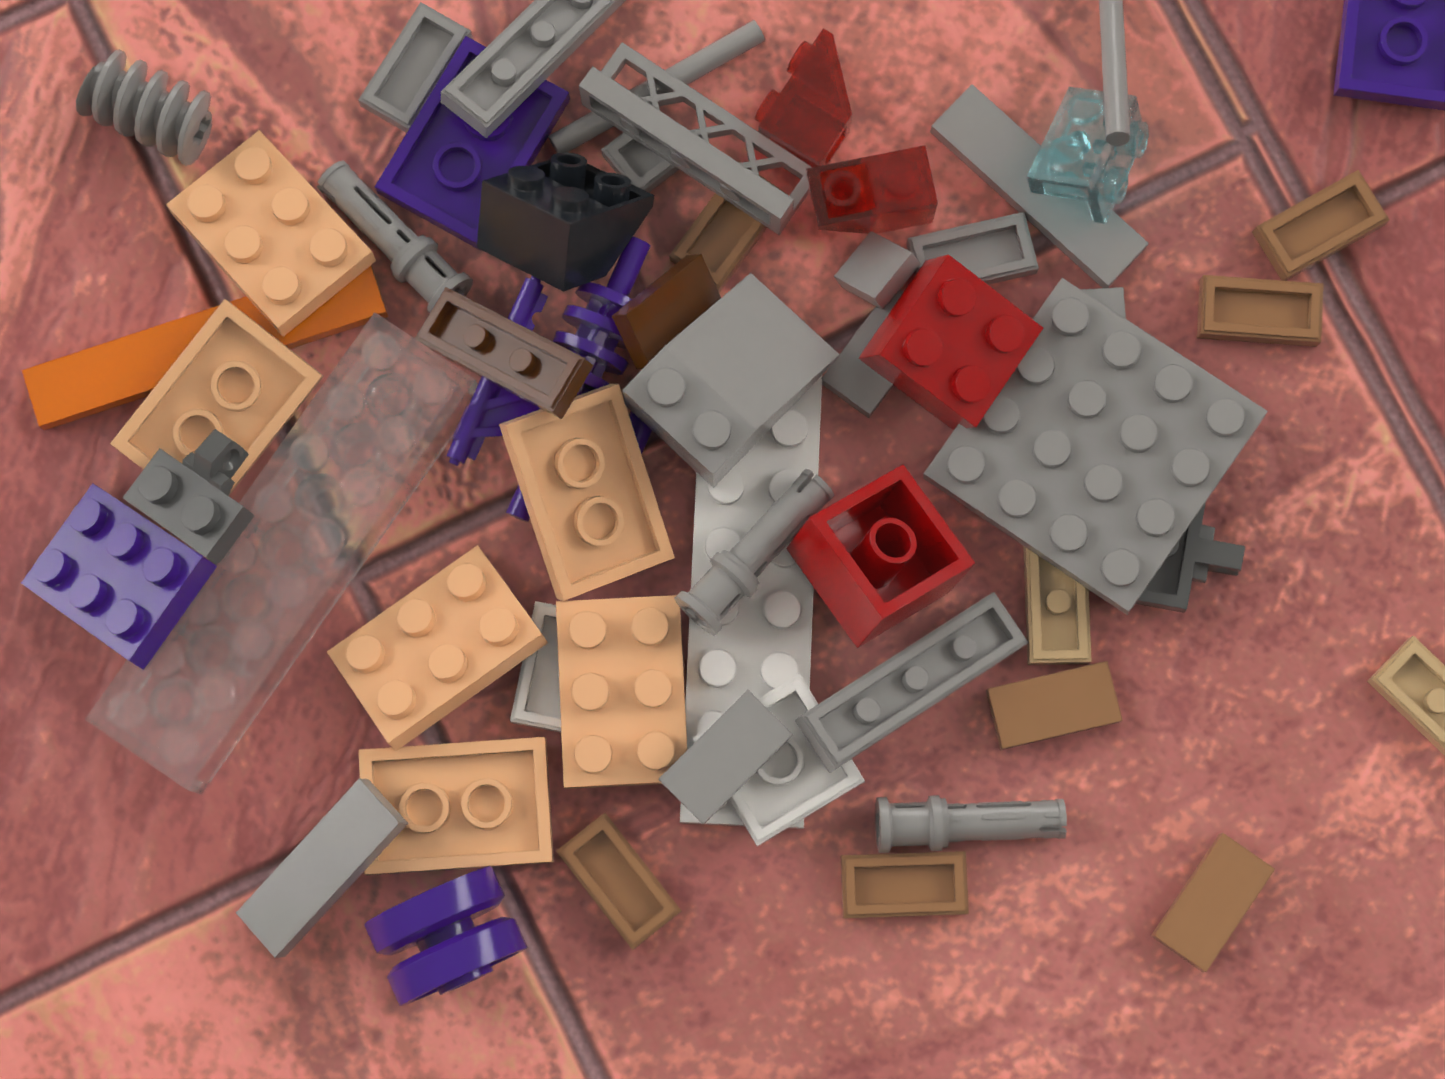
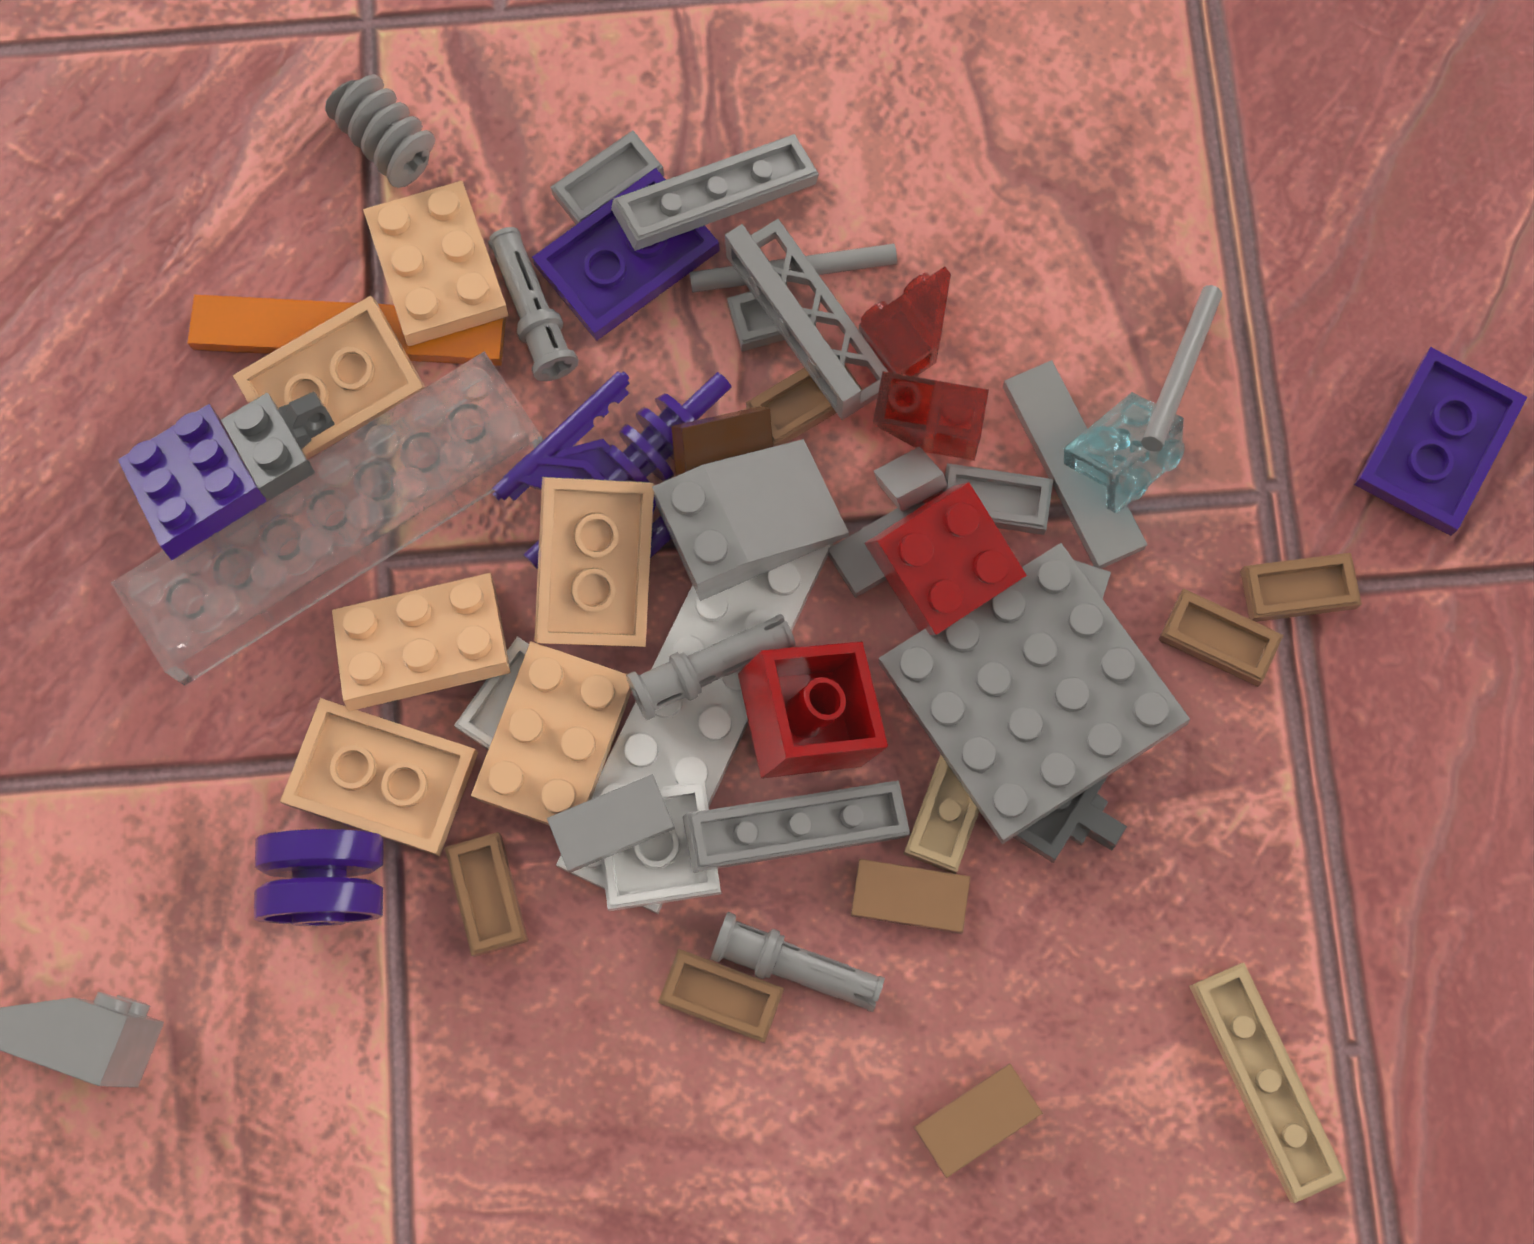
camera: 25 degrees right, 5 degrees down
(321, 868) = (247, 782): light grey tile -> none
(504, 352) = (572, 422): tile -> none
(560, 219) = (666, 336): black slope -> none

